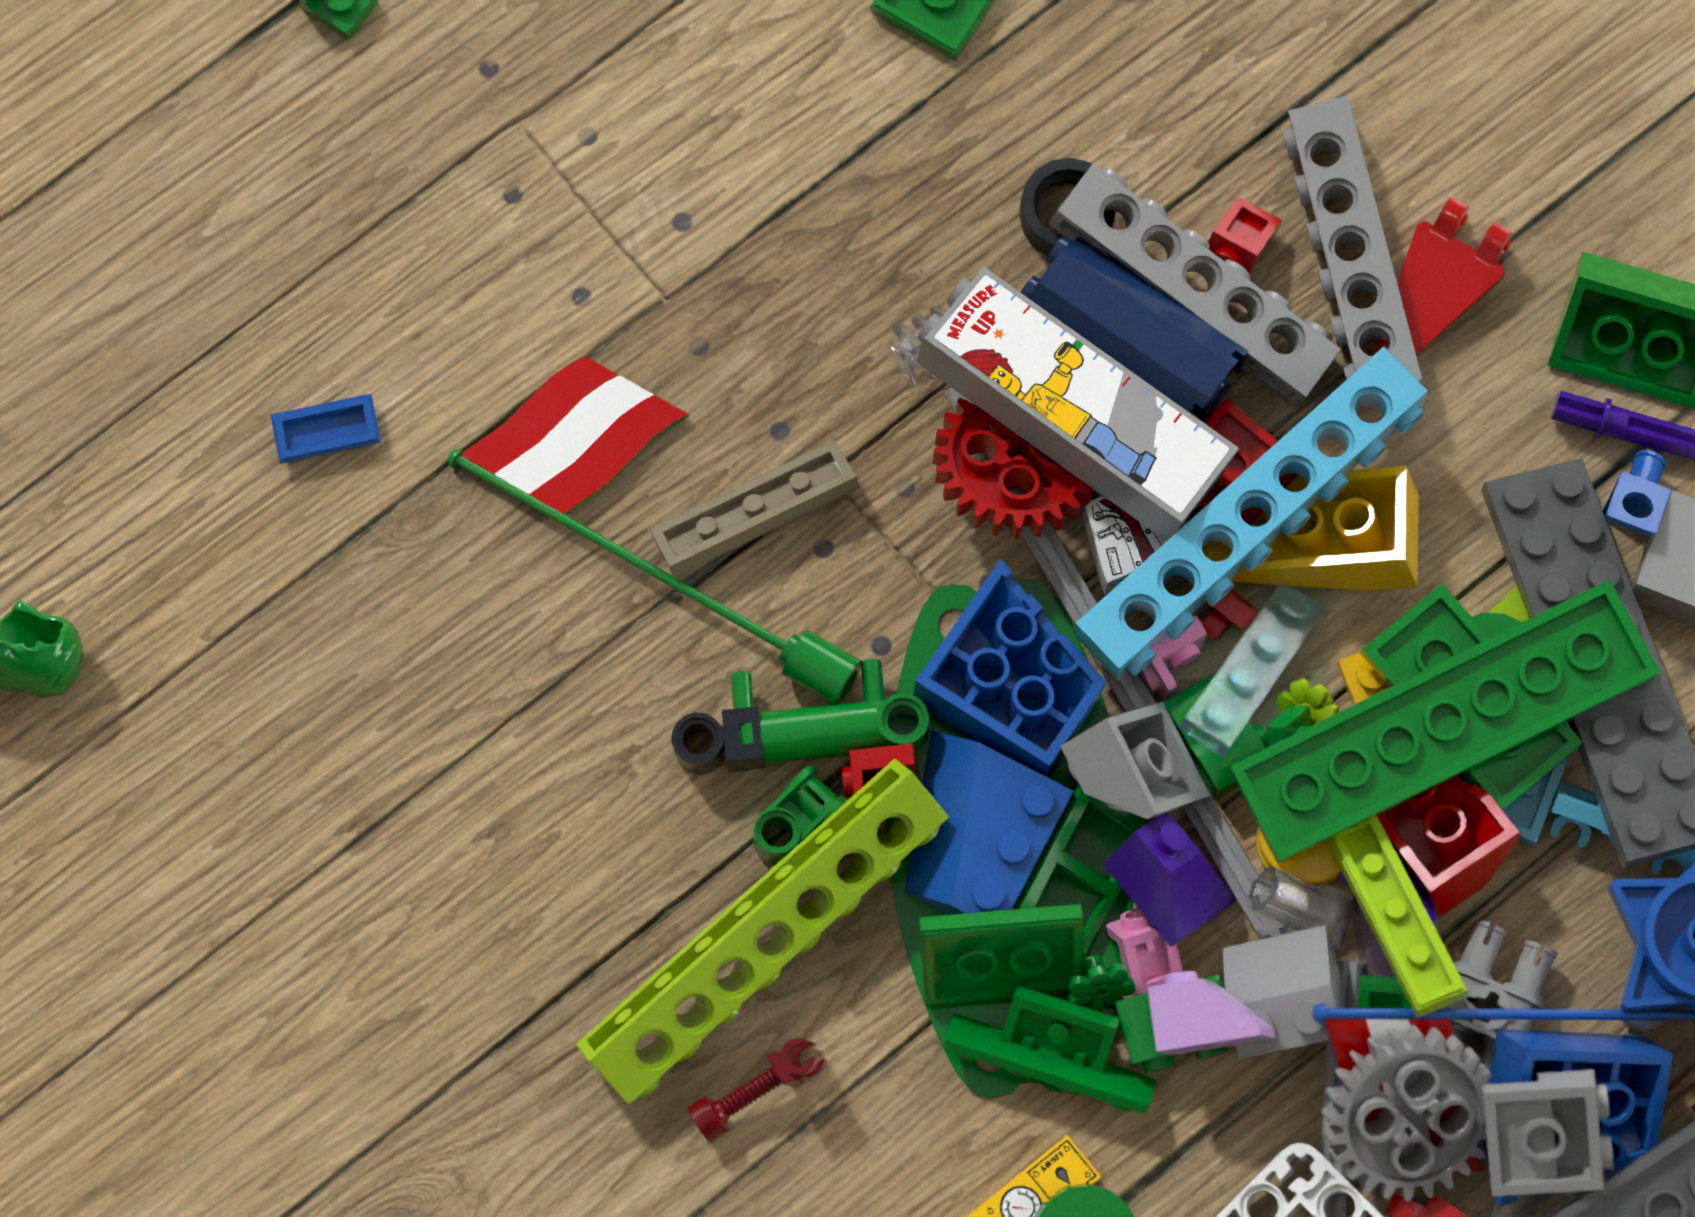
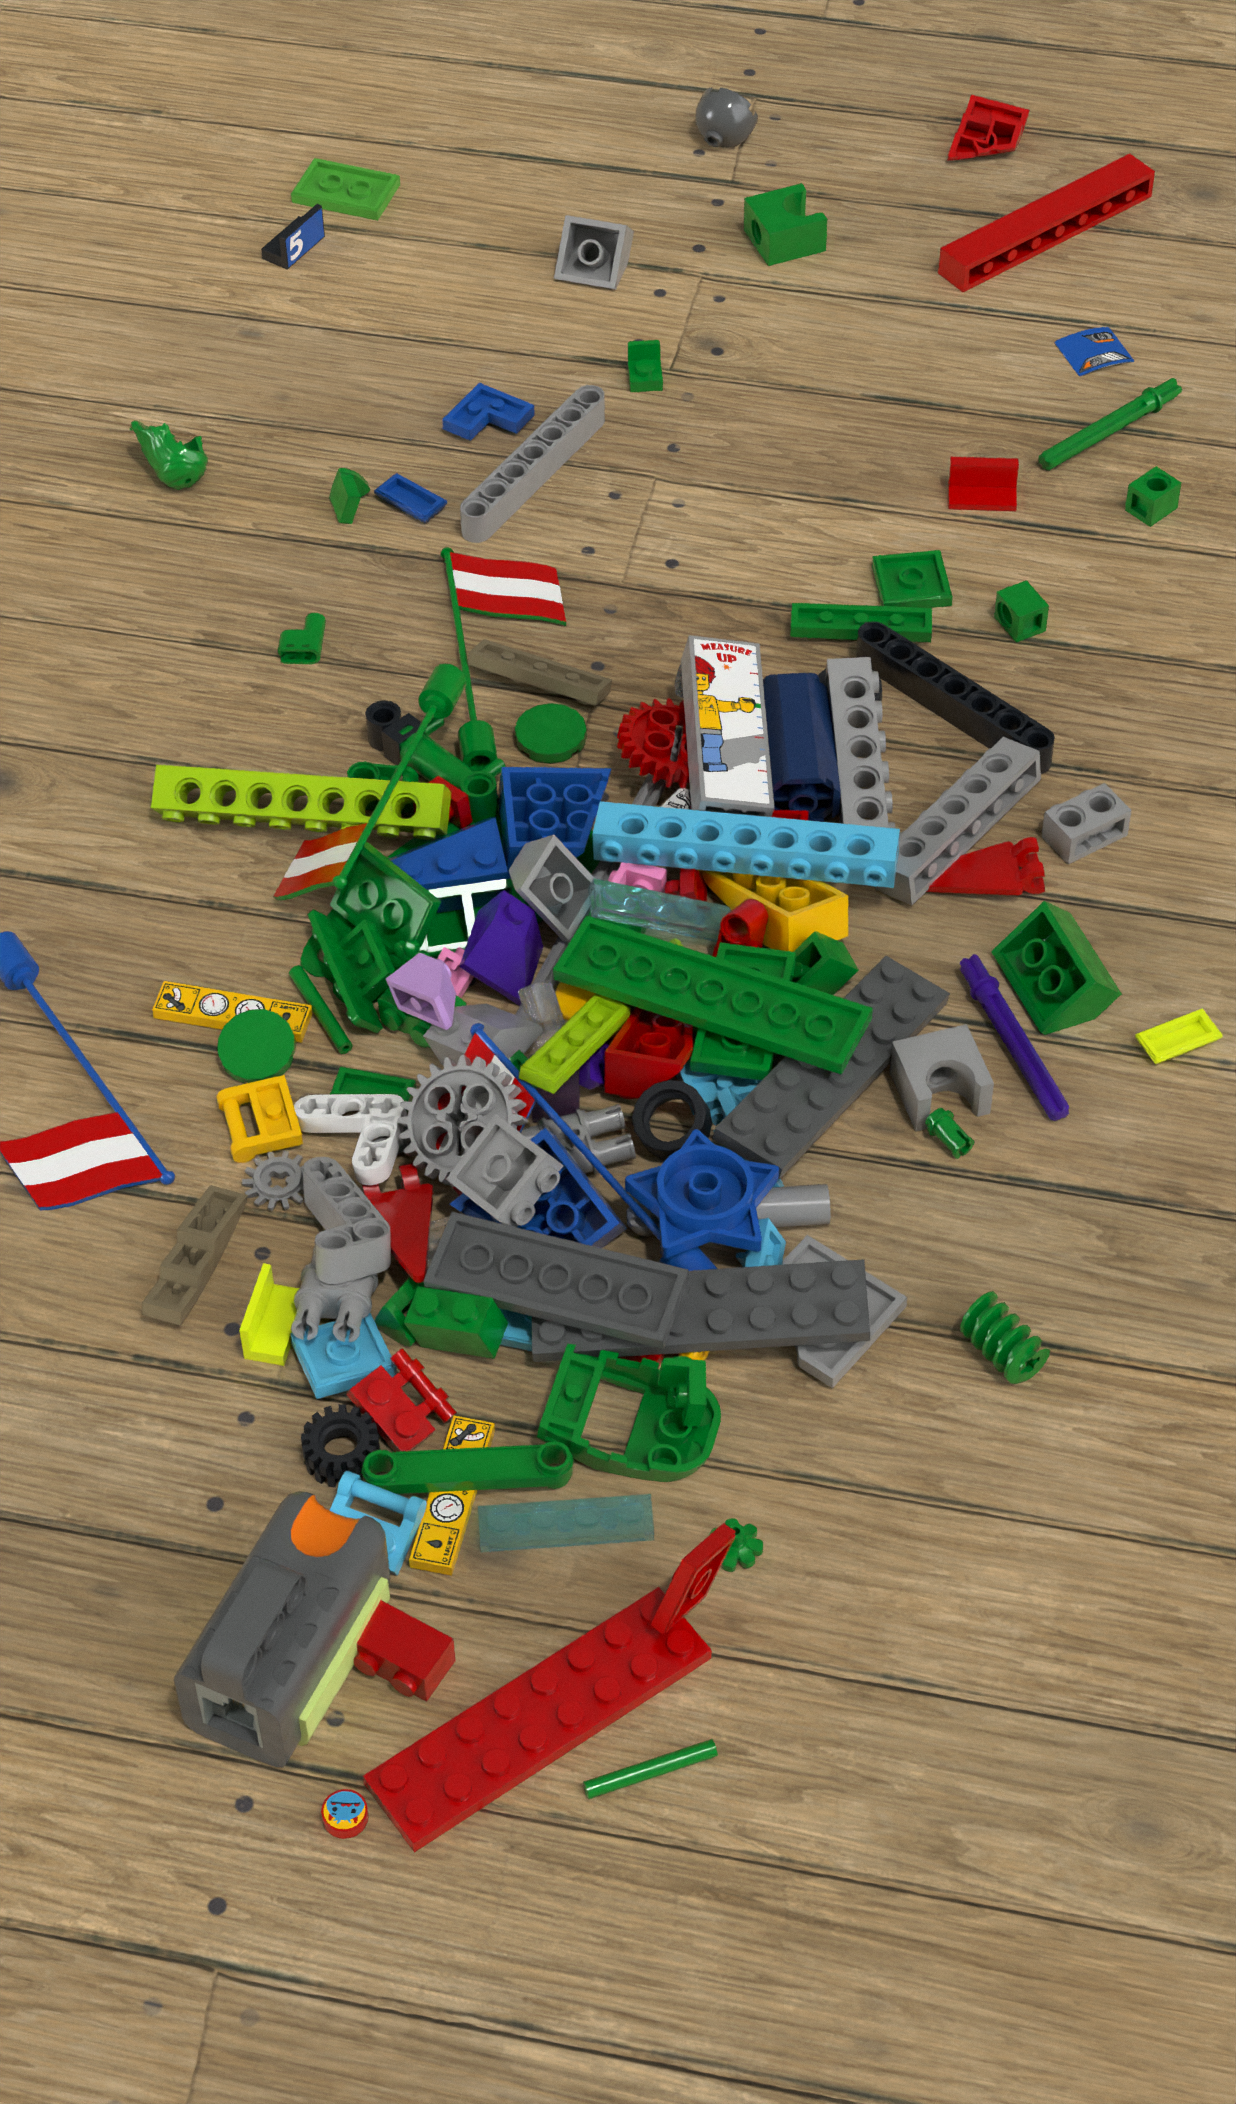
camera: 50 degrees right, 25 degrees down
(243, 226) = (487, 406): none -> blue plate
(266, 503) = (346, 494): none -> green tile
(389, 227) = (532, 463): none -> light grey beam
(480, 729) = (300, 644): none -> green piece
(712, 1115) = (231, 856): dark red bar -> none
(852, 566) = (550, 732): none -> green tile
(896, 971) = (331, 857): none -> flag
(966, 103) = (843, 621): none -> green plate
(1072, 1125) = (320, 1009): none -> green piece
(1149, 120) = (950, 692): none -> black beam
(1237, 1156) = (364, 1082): none -> green tile
(1243, 234) = (913, 770): red bracket -> none
(1351, 611) = (743, 925): none -> red piece
(1452, 559) = (823, 964): none -> green slope
(1469, 127) = (1086, 823): none -> light grey brick
(1581, 901) = (655, 1097): none -> black tyre
(1637, 497) = (950, 1015): bracket -> none

